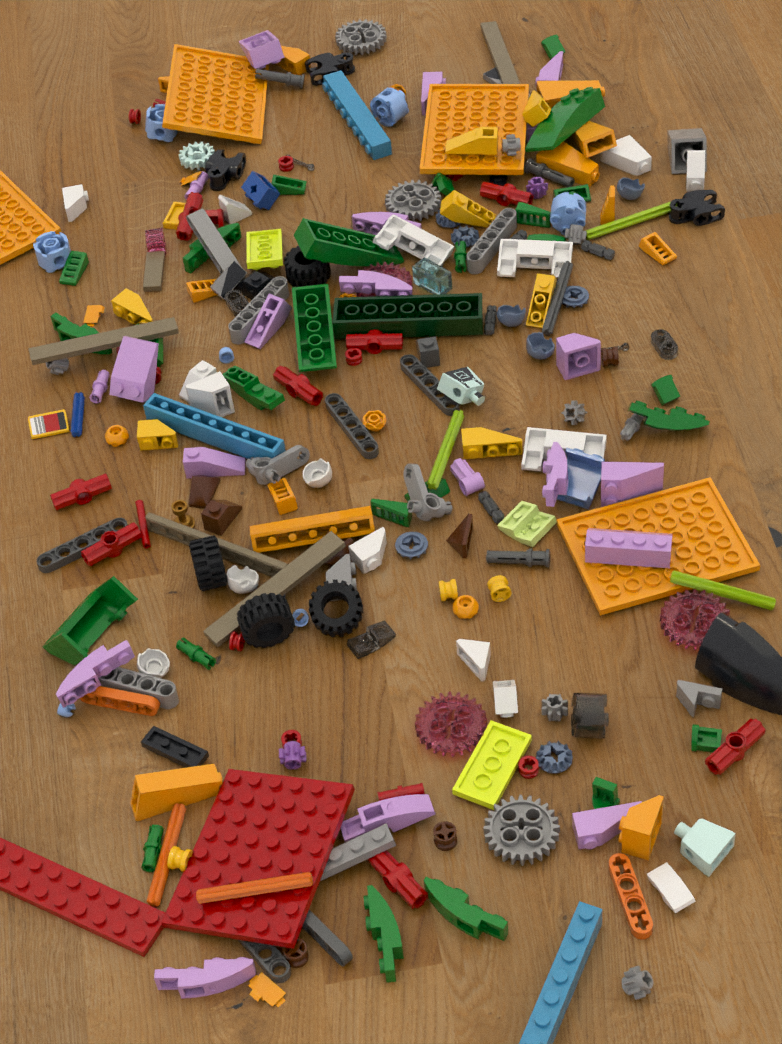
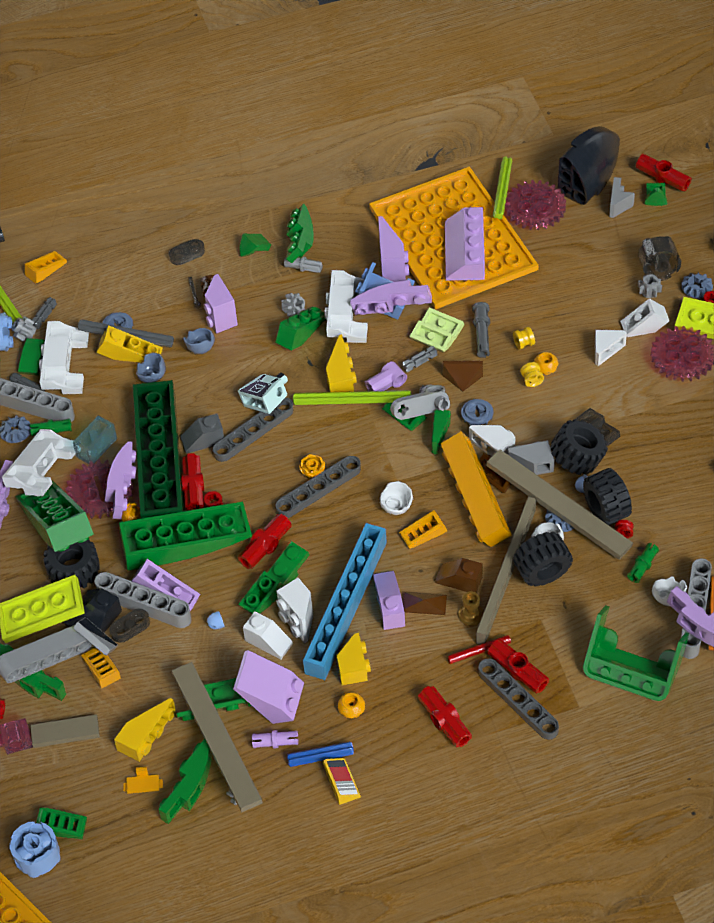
camera: 100 degrees left, 5 degrees up
(268, 470) = (393, 537): light grey piece -> none
(542, 414) = (298, 328): none -> green slope

